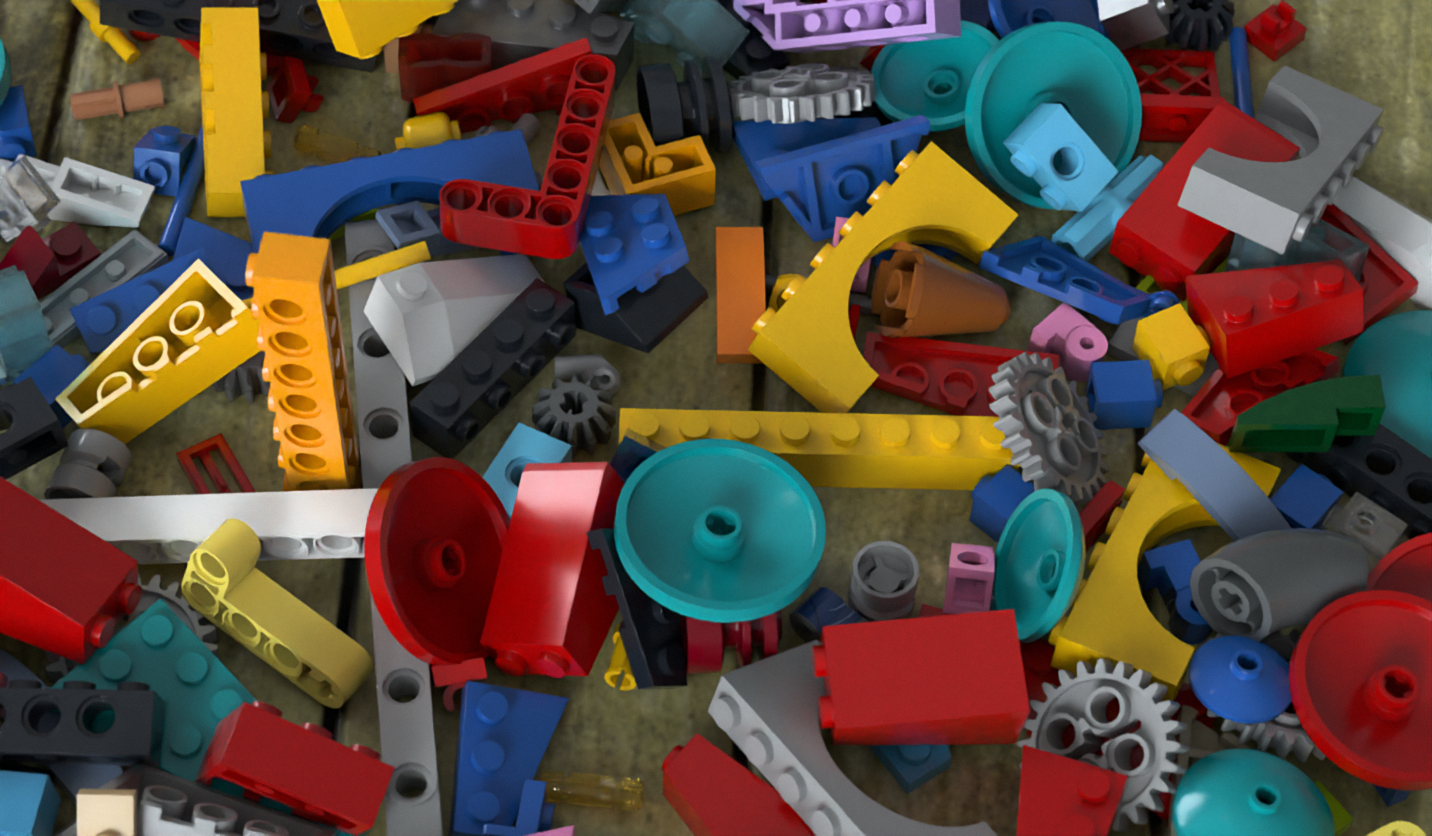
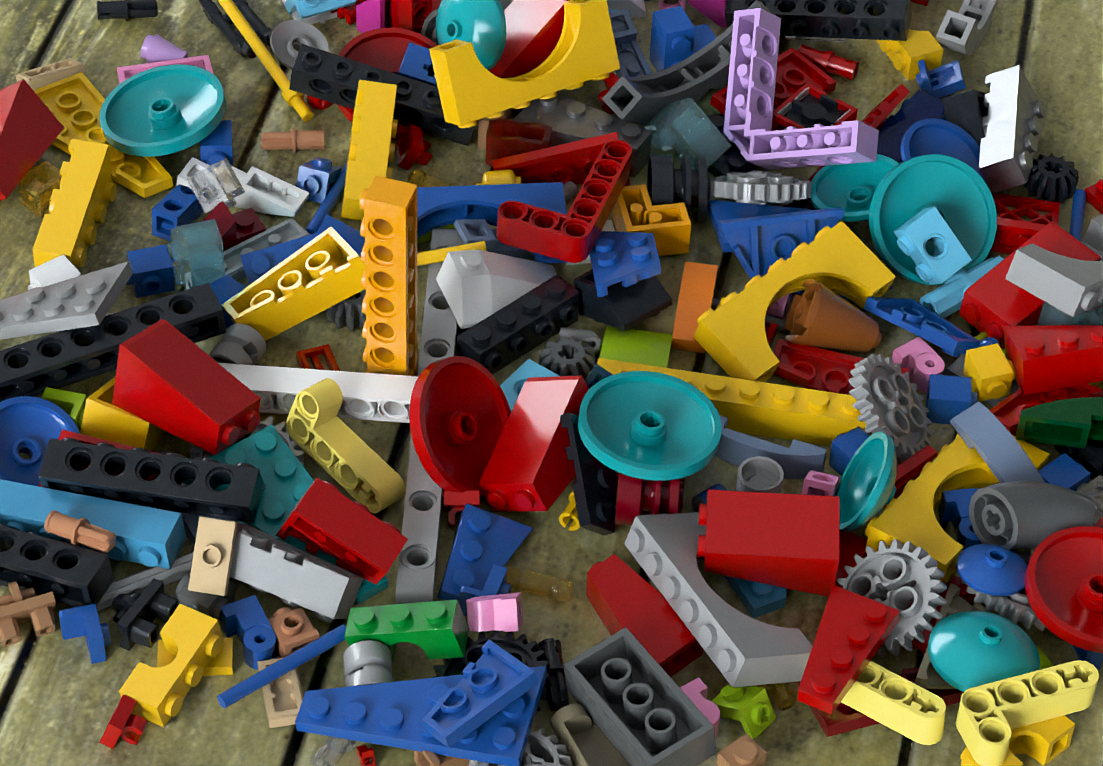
camera: 10 degrees right, 10 degrees down
(669, 377) = (637, 346): none -> lime slope
(859, 524) = (795, 461): none -> sand blue slope

